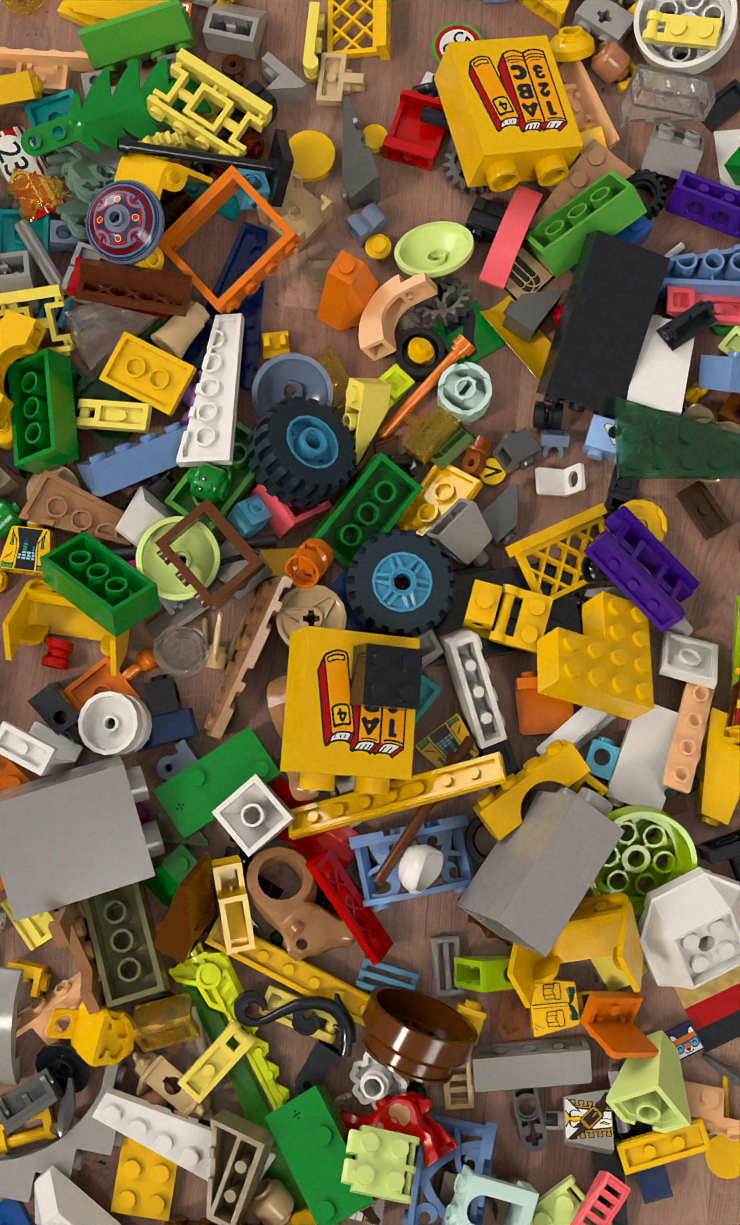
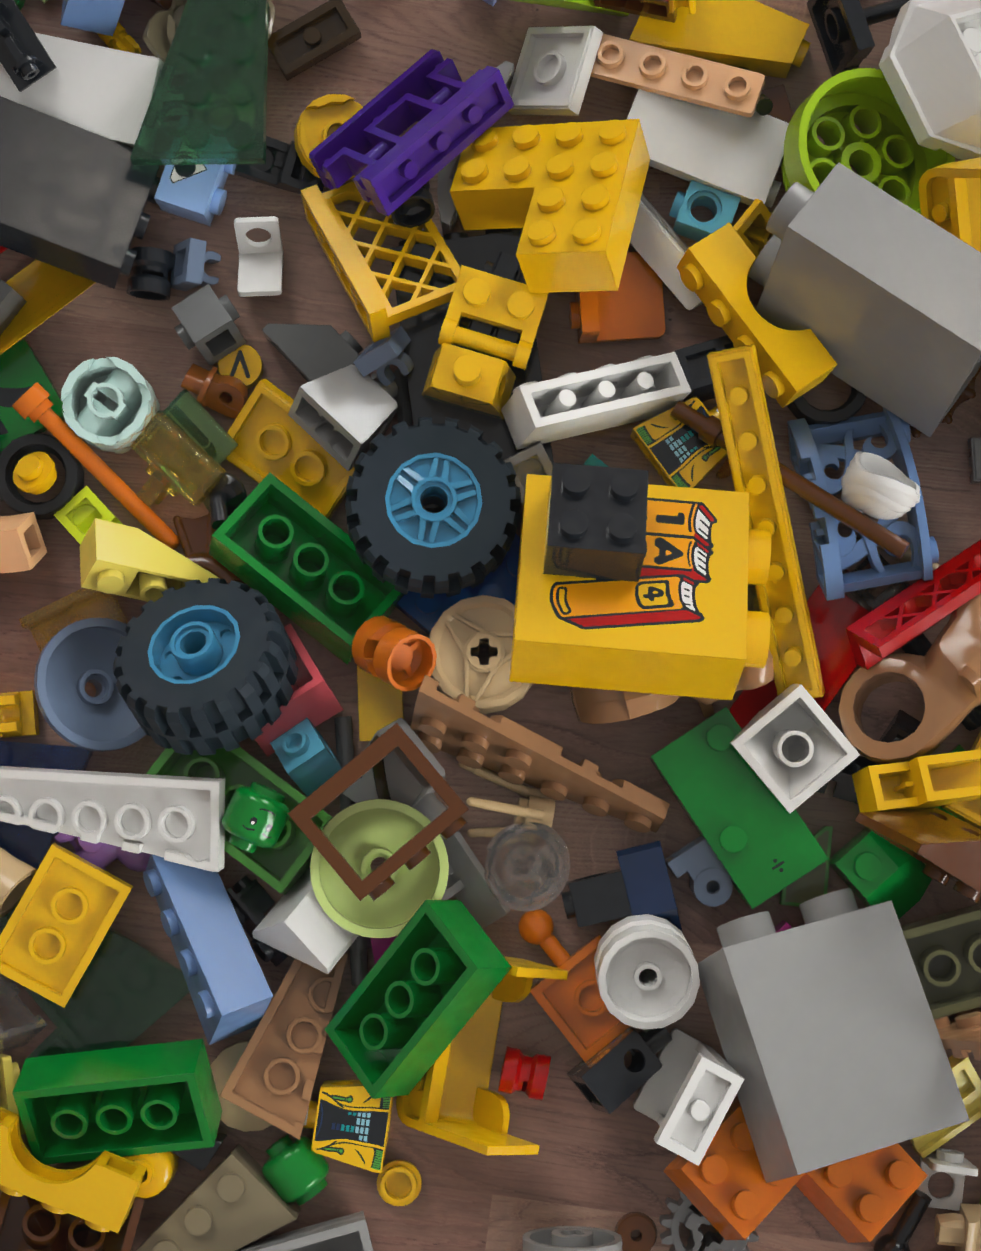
camera: 90 degrees left, 5 degrees up
(114, 415) = (129, 981): light yellow plate -> none
(498, 556) = (383, 353): none -> sand blue tile

